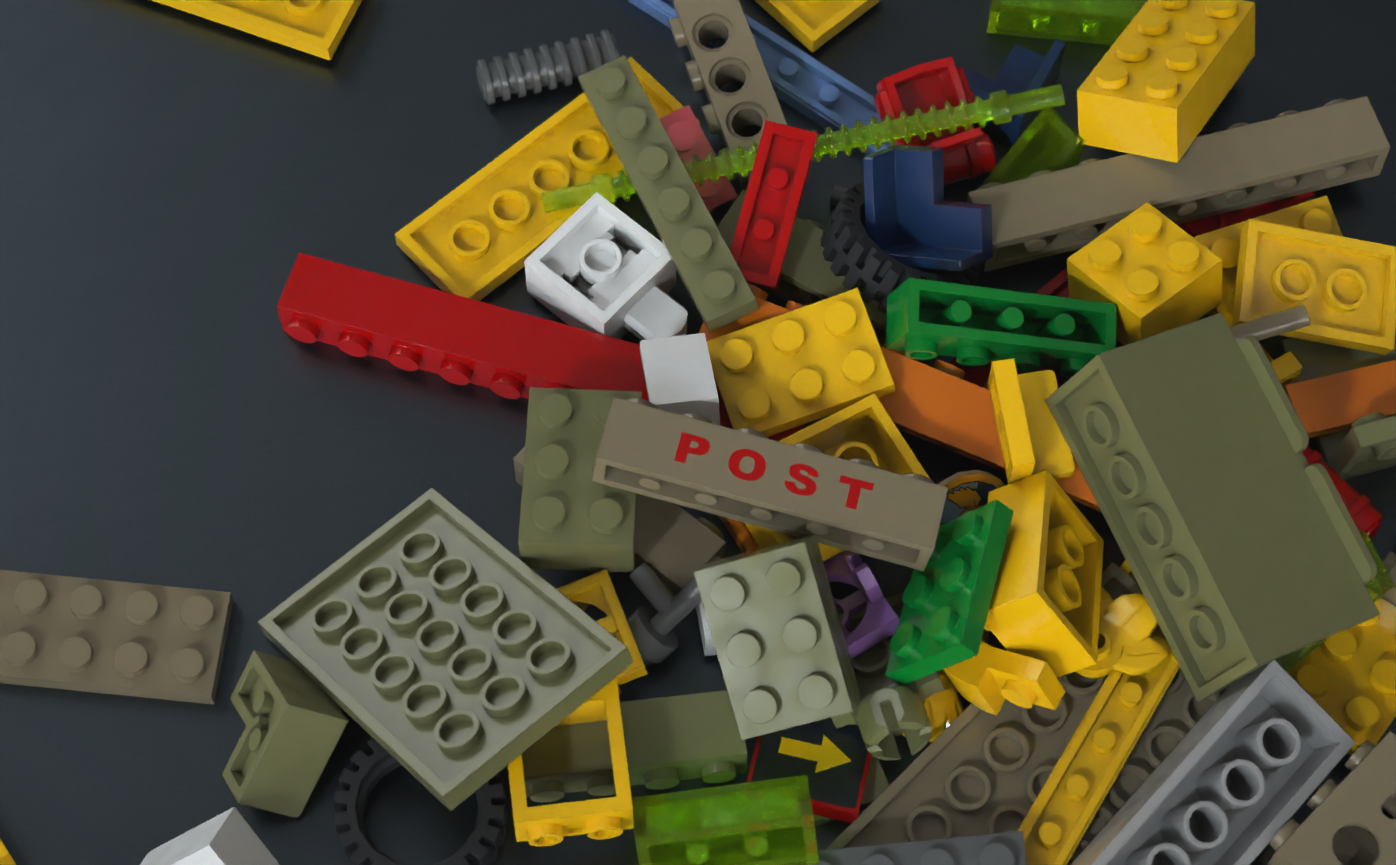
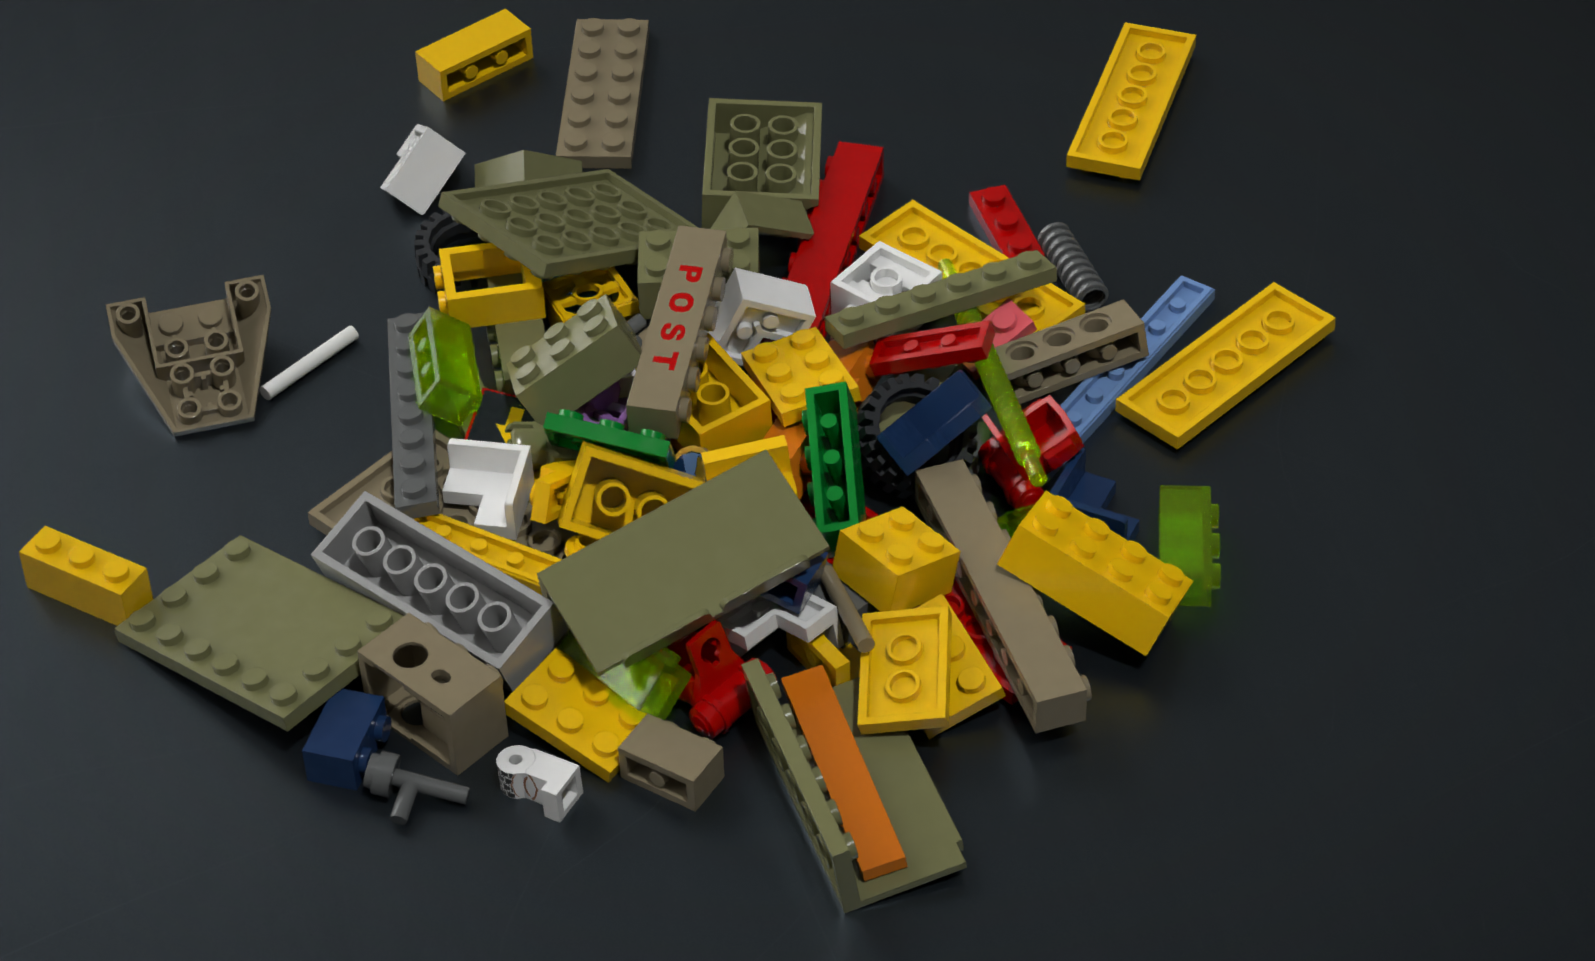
camera: 90 degrees right, 20 degrees down
(299, 411) = (762, 151): none -> olive slope
(446, 138) = (1003, 221): none -> red plate
(471, 421) = (769, 214): none -> olive panel
(972, 752) = (491, 477): none -> white panel

